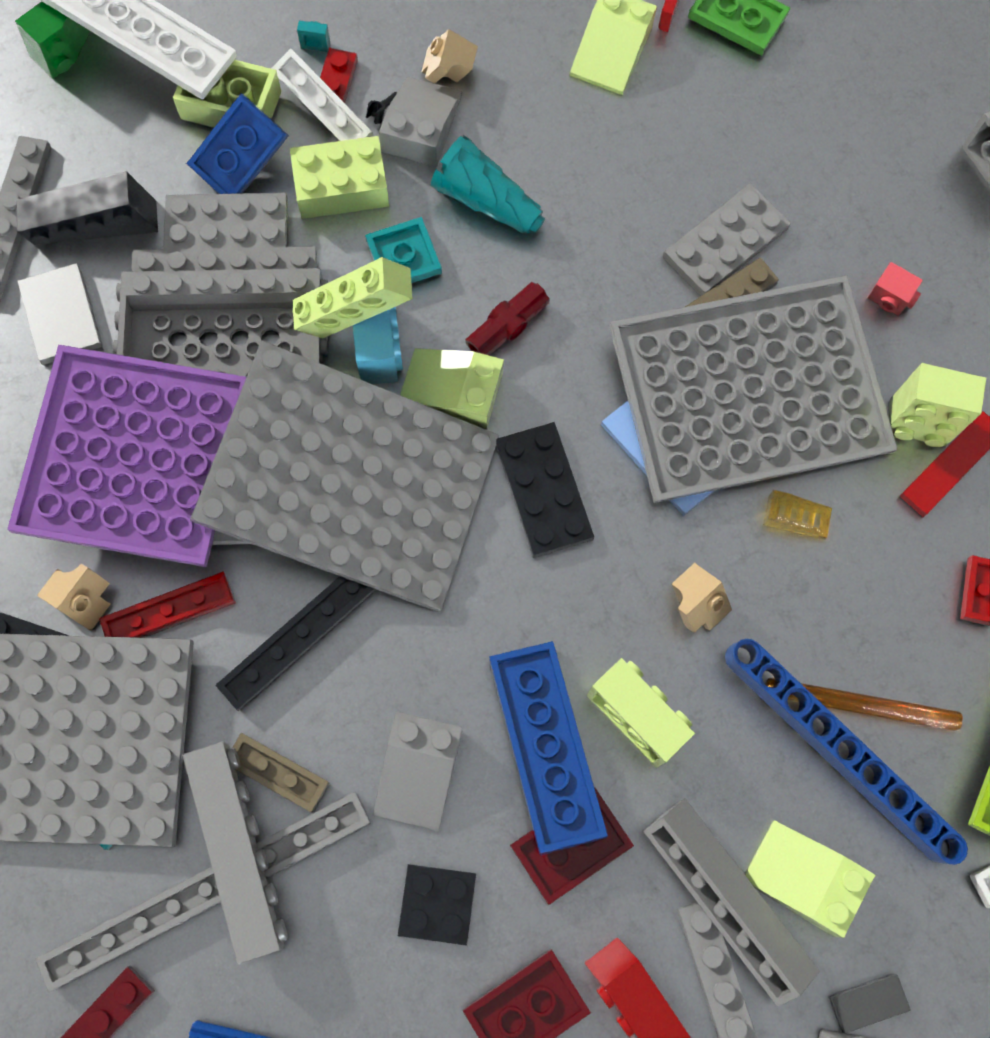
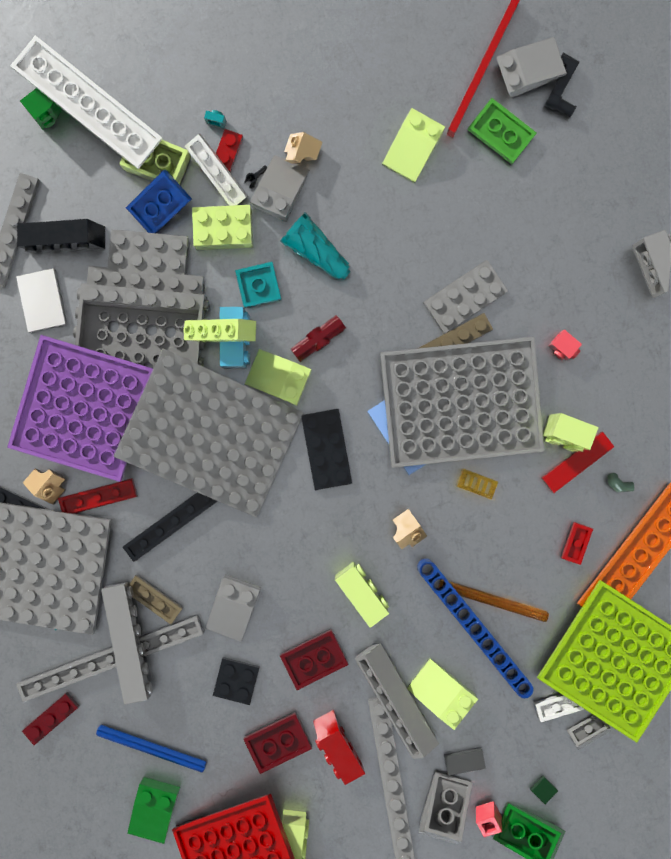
camera: 15 degrees right, 15 degrees up
(547, 748) = (307, 604): blue plate -> none

